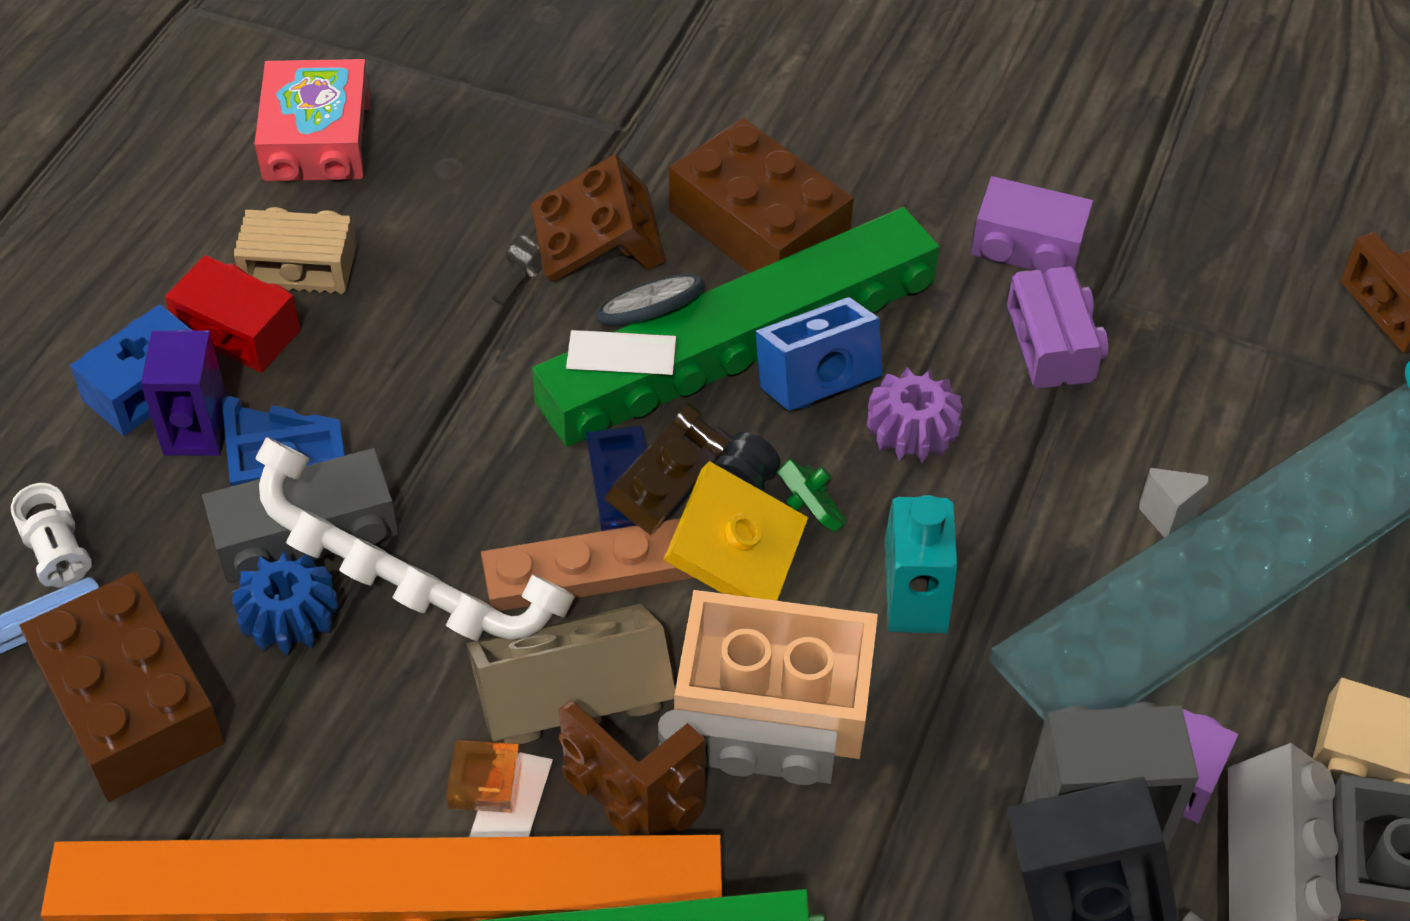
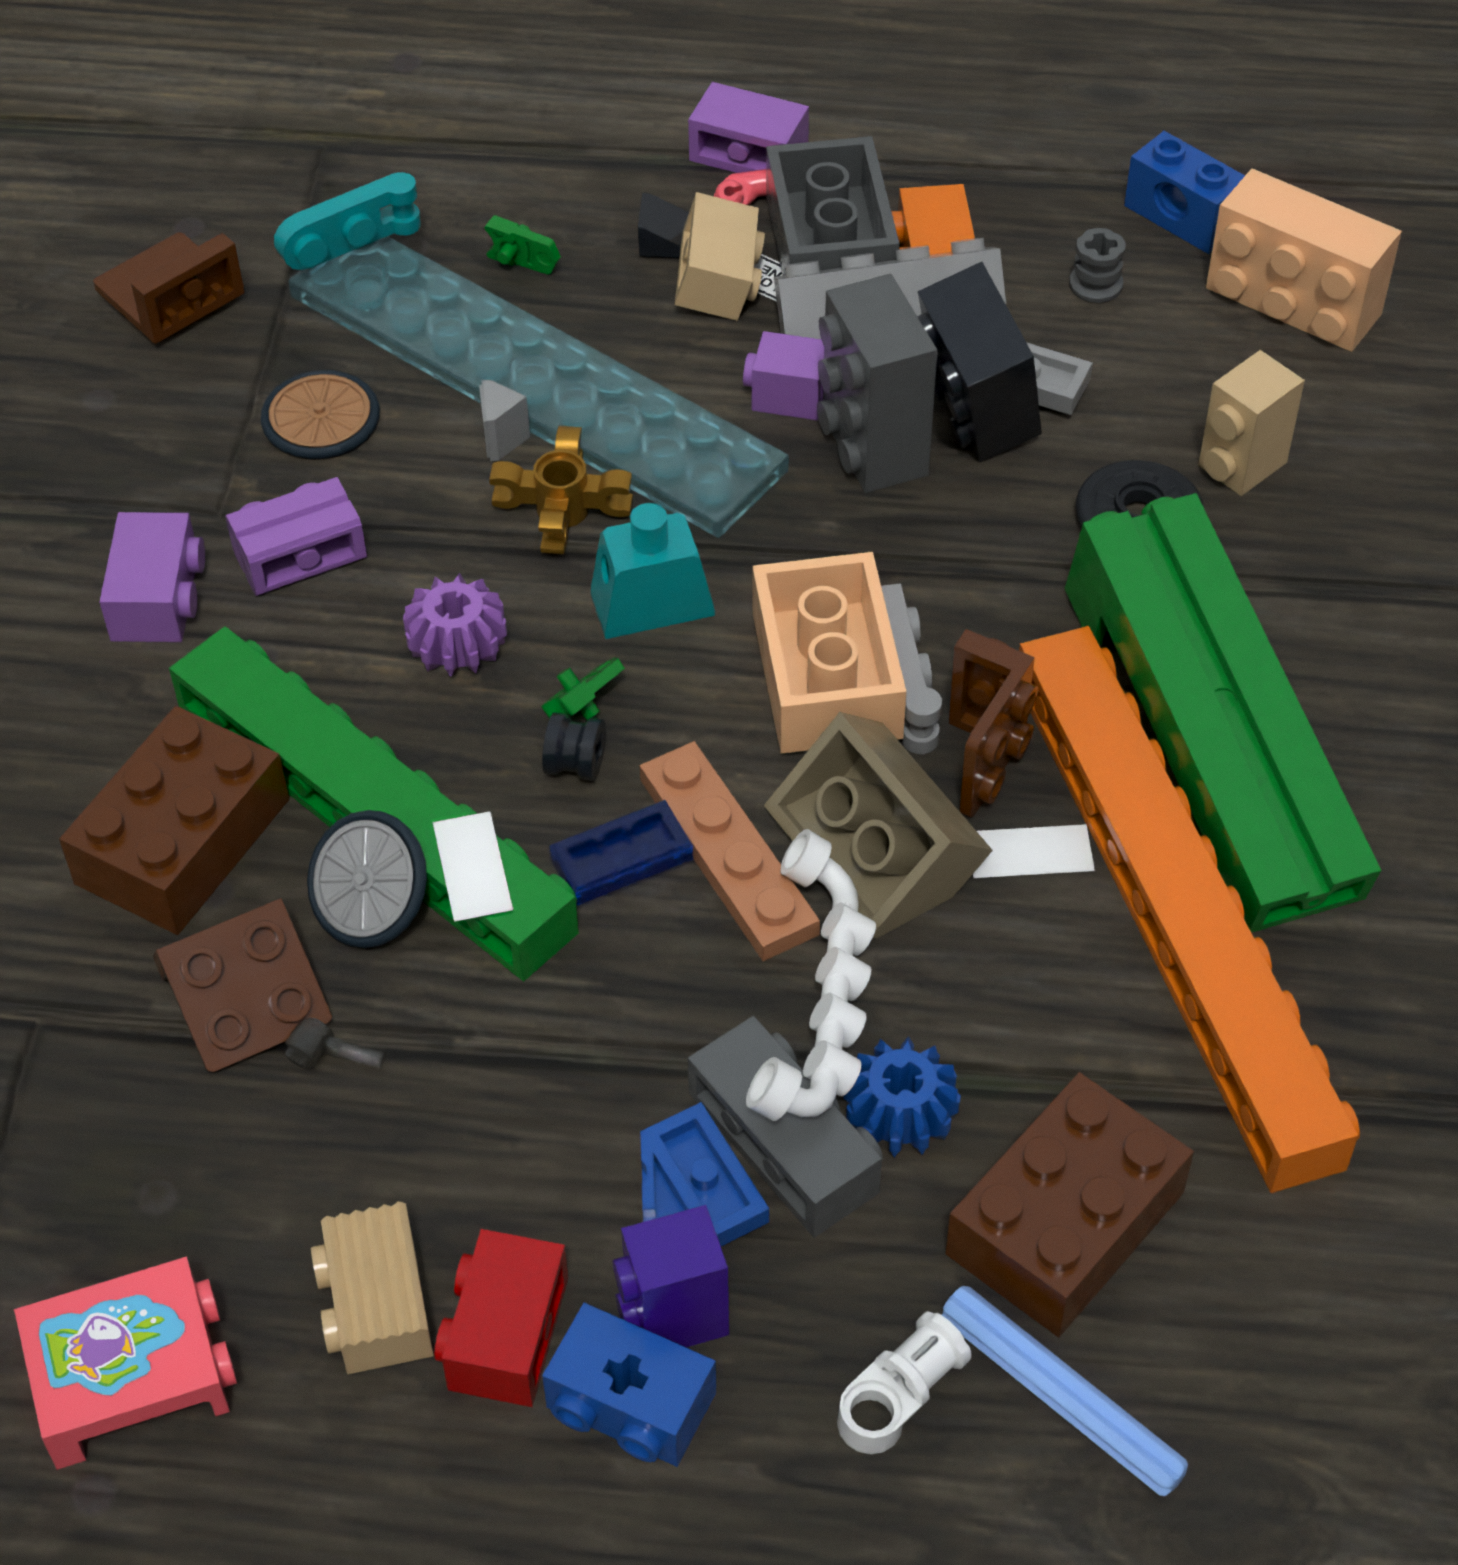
camera: 105 degrees left, 0 degrees up
(483, 776) = (1025, 857): clear orange plate -> none
(667, 470) = (603, 800): dark brown plate -> none
(735, 536) = (671, 728): yellow plate -> none
(819, 353) = (407, 704): blue brick -> none
(1065, 528) = (561, 489): none -> pearl gold pin
(1226, 384) = (320, 414): none -> medium nougat wheel

